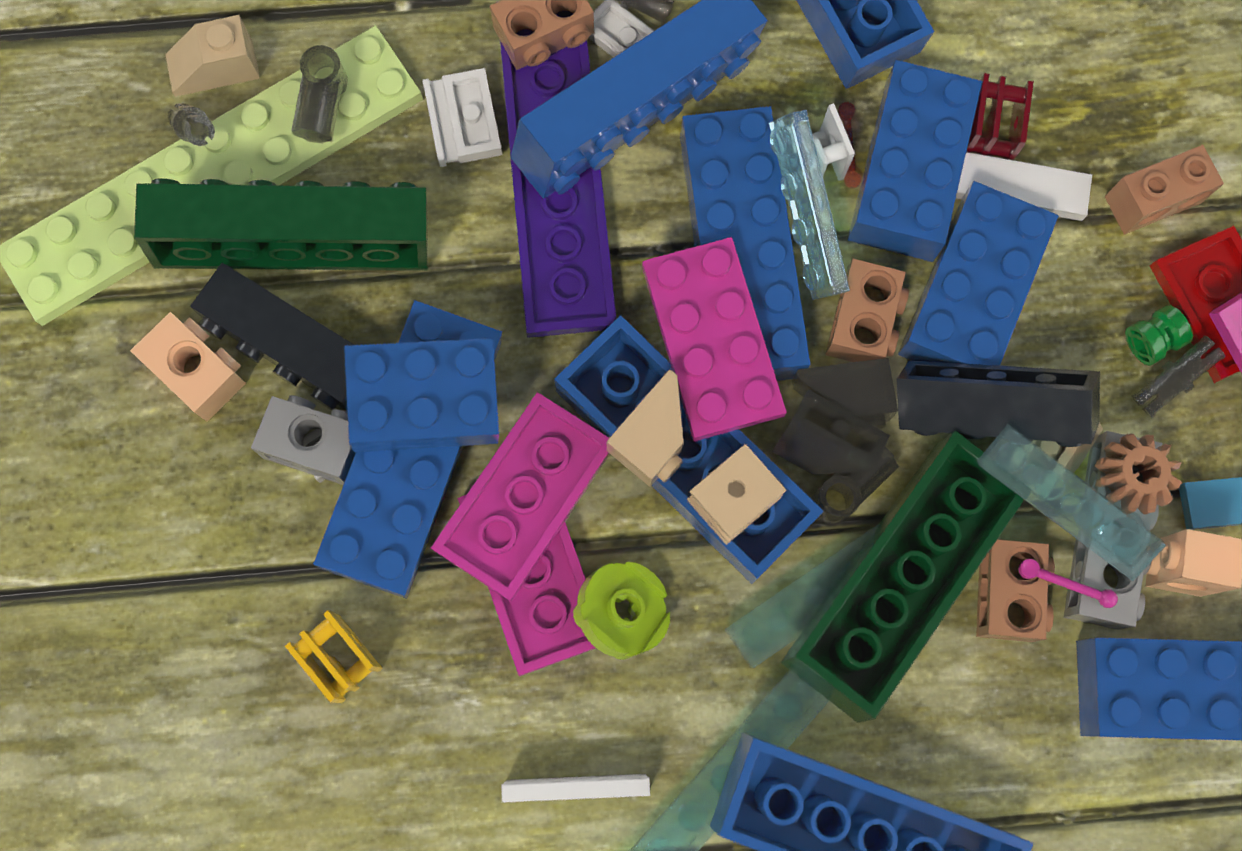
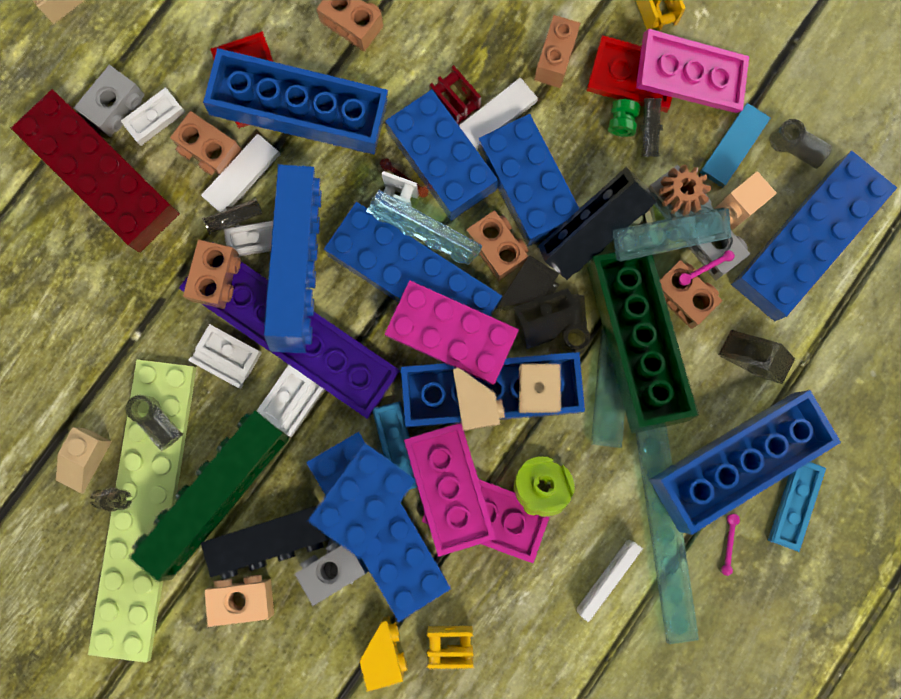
camera: 45 degrees left, 5 degrees up
(255, 585) = (381, 660): none -> yellow slope
(472, 231) = (290, 400): none -> white plate
(533, 375) = (392, 433): none -> dark azure tile
(1017, 747) = (758, 356): none -> clear smoke slope

